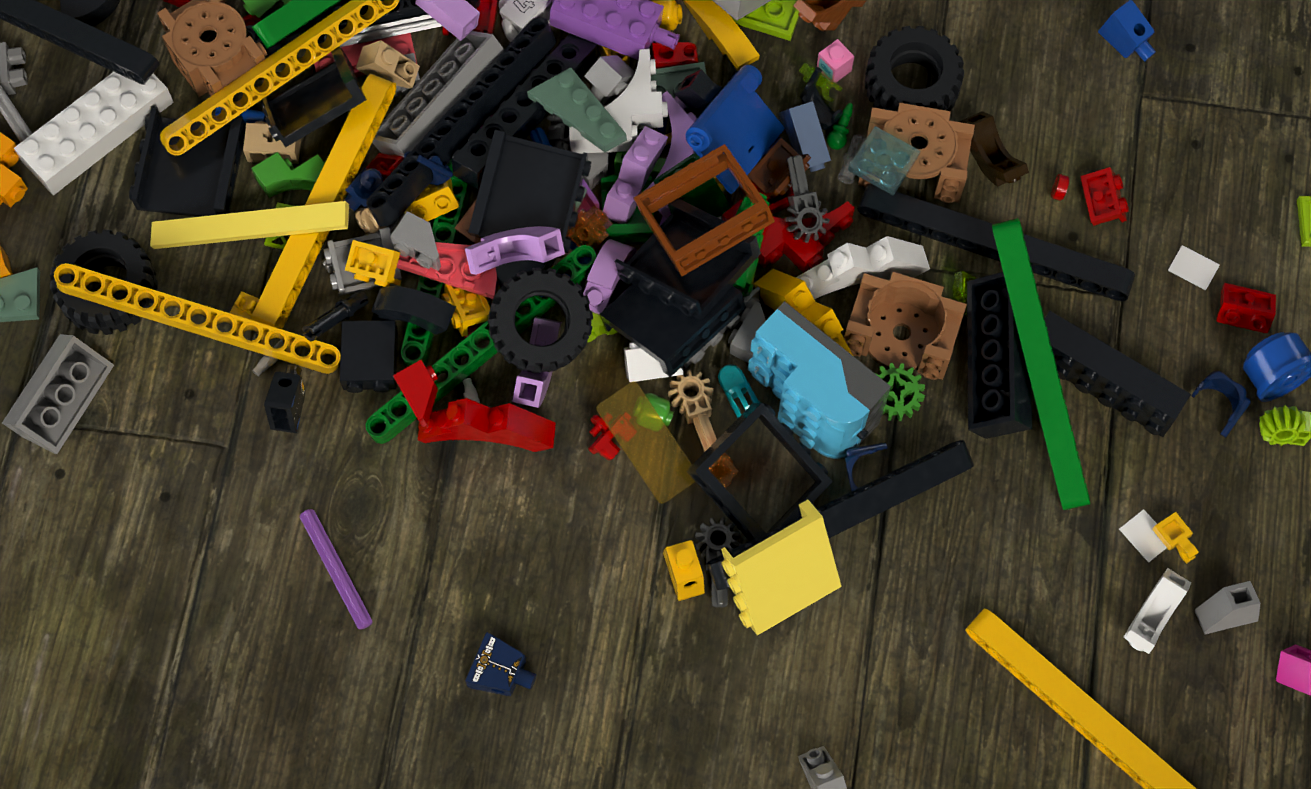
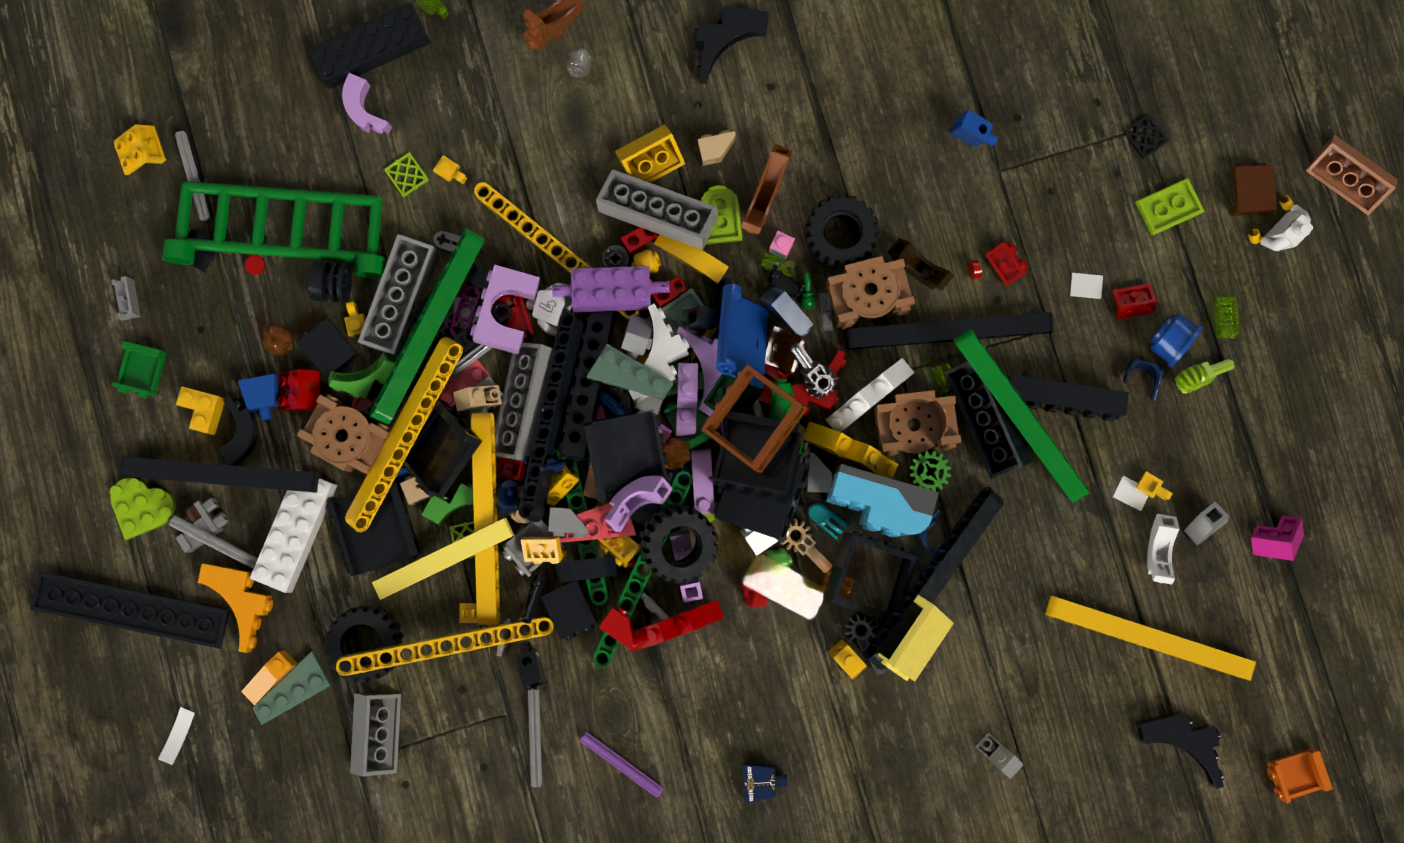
camera: 20 degrees left, 15 degrees up
(246, 488) = (534, 737): none -> light grey axle
(884, 160) = (855, 317): clear light blue plate -> none

